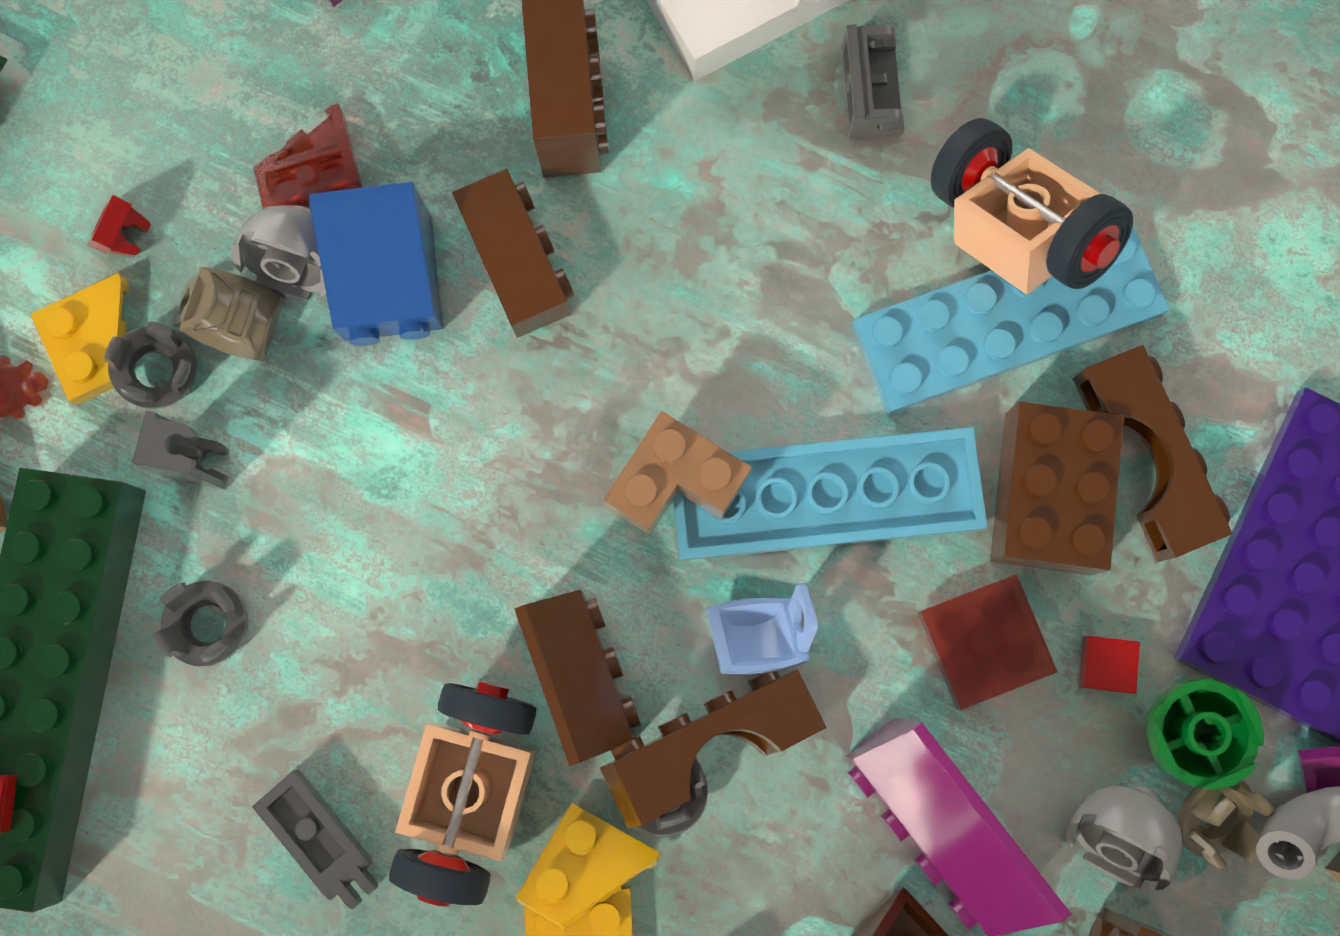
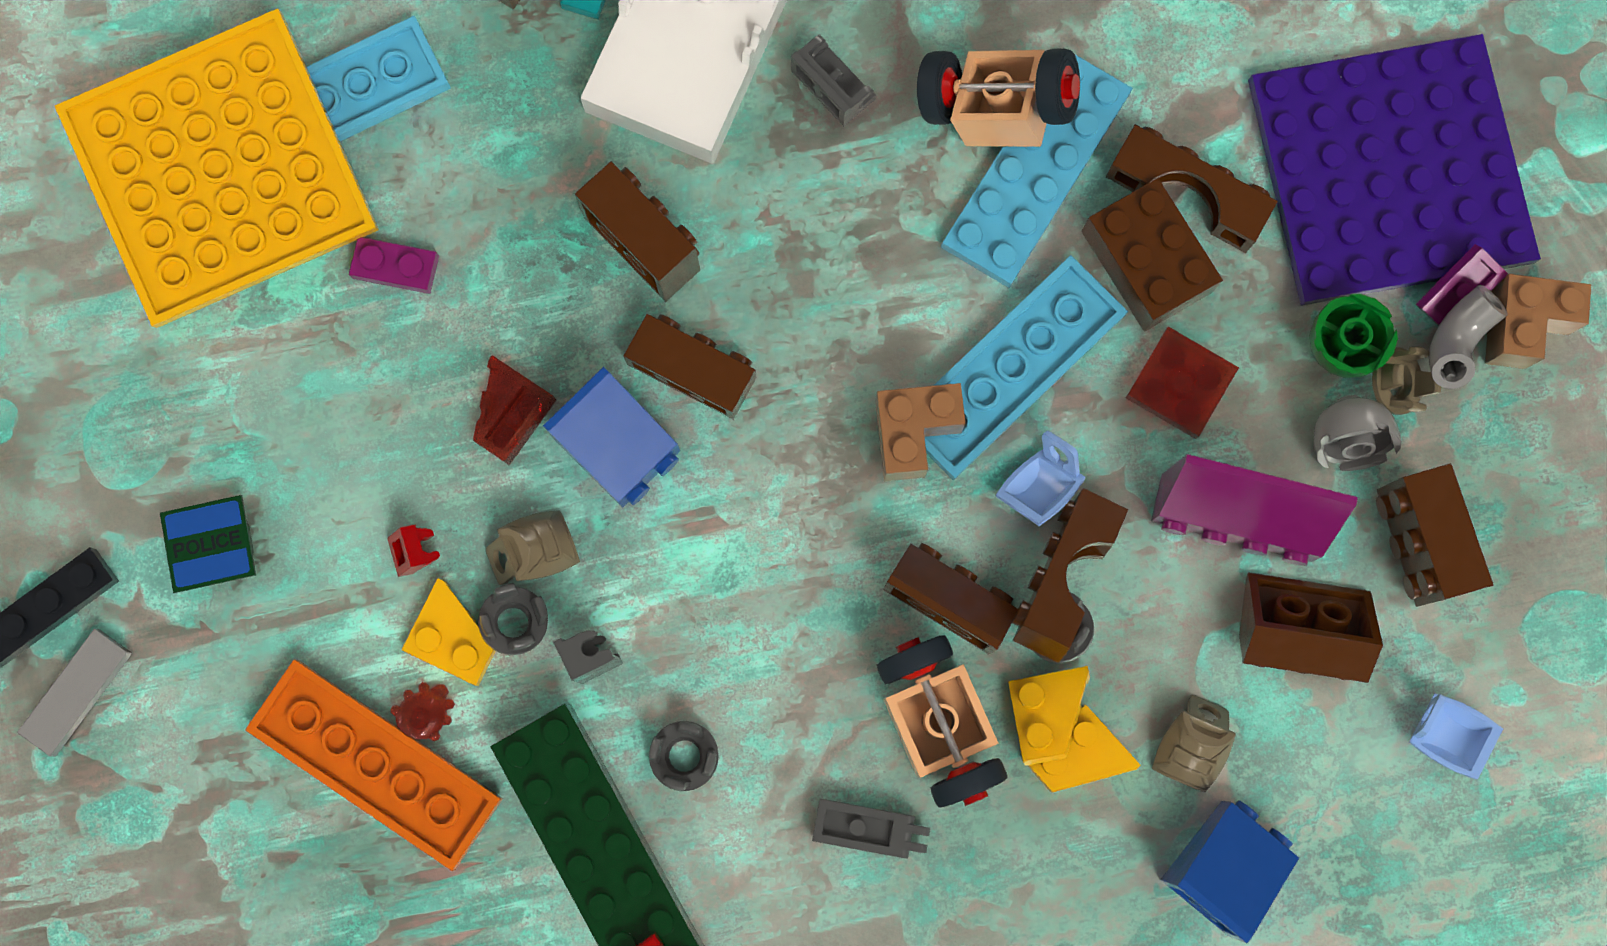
camera: 40 degrees left, 0 degrees up
(281, 251) = (544, 477): light grey cylinder -> none
(1109, 664) = (1265, 339): red tile -> none

